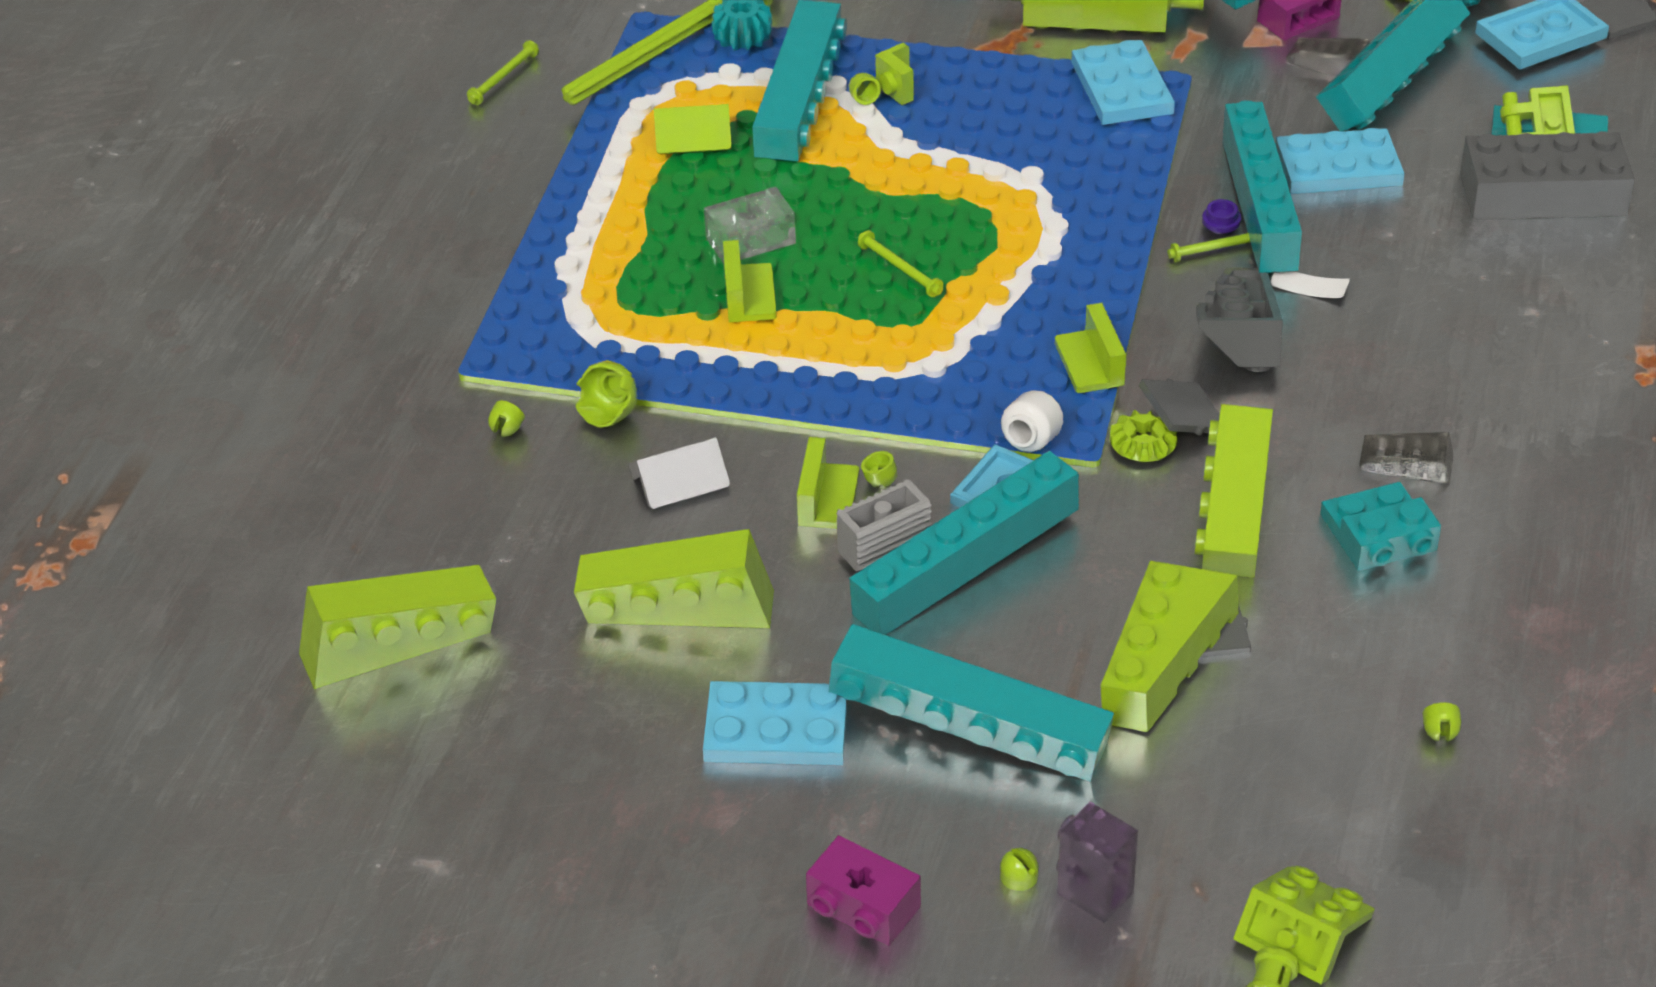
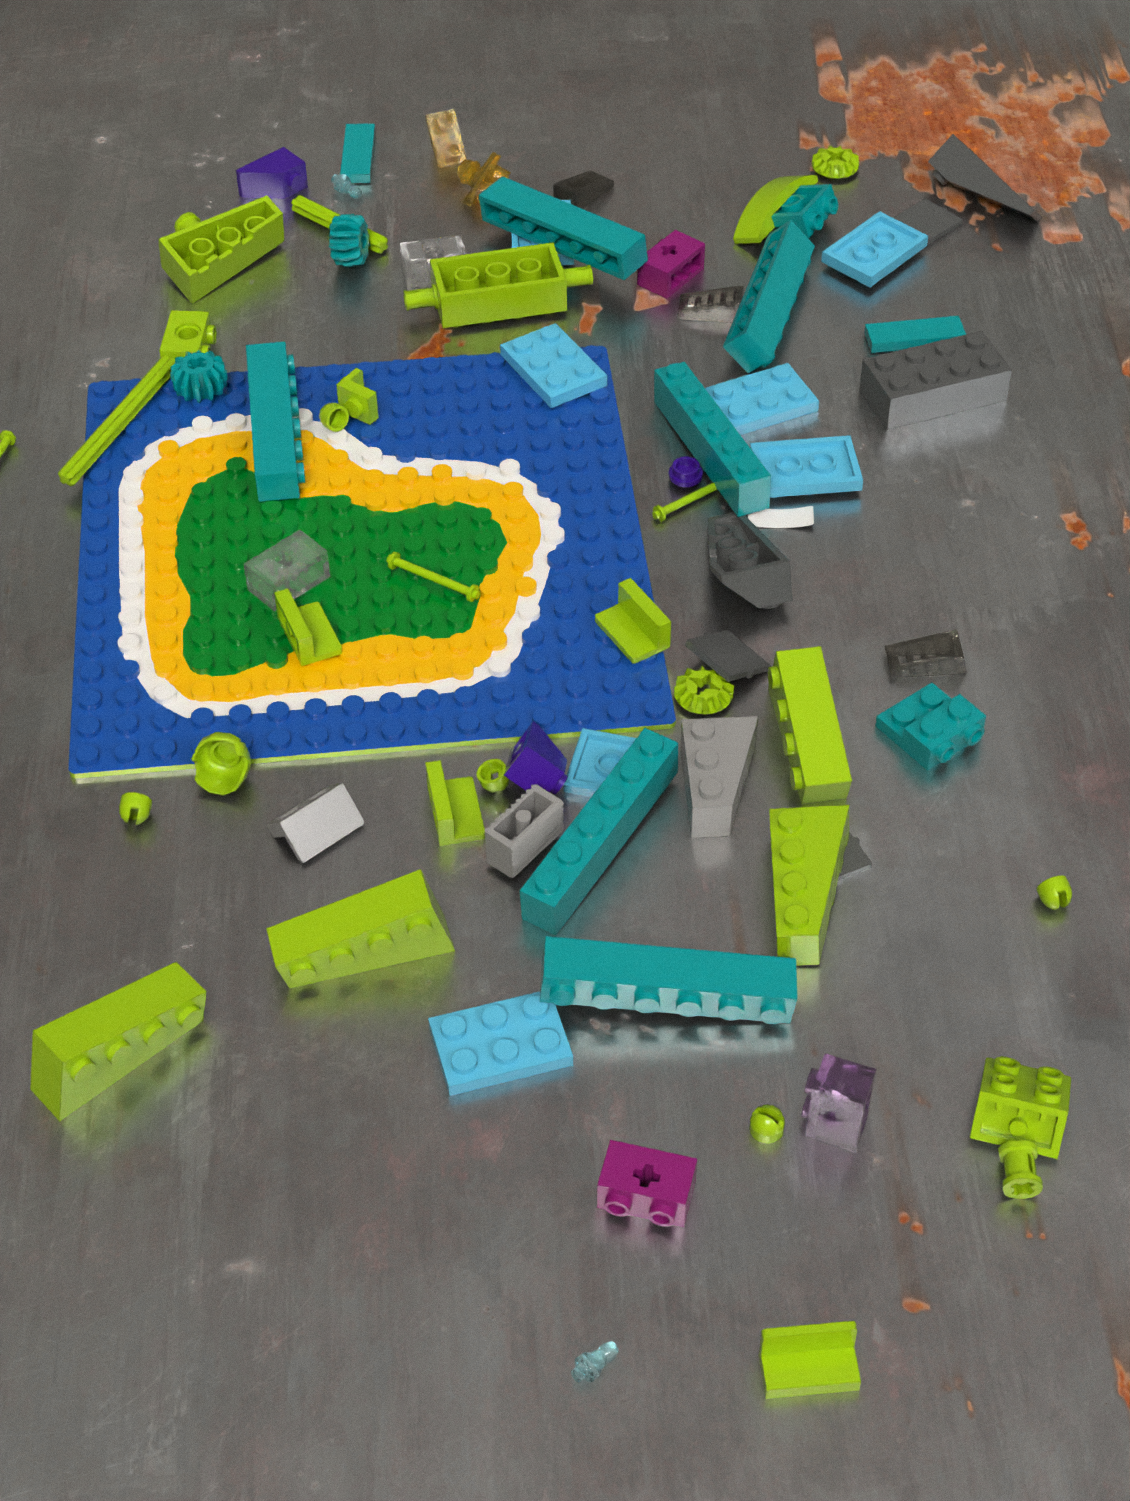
camera: 20 degrees left, 5 degrees up
(692, 129) = (195, 488): lime panel -> none
(927, 462) = (536, 761): none -> dark purple slope
(1032, 421) = (612, 701): white head -> none
(1116, 514) = (714, 770): none -> light grey wedge
(1359, 237) = (810, 465): none -> medium azure plate
(1547, 108) = (914, 320): lime plate -> none

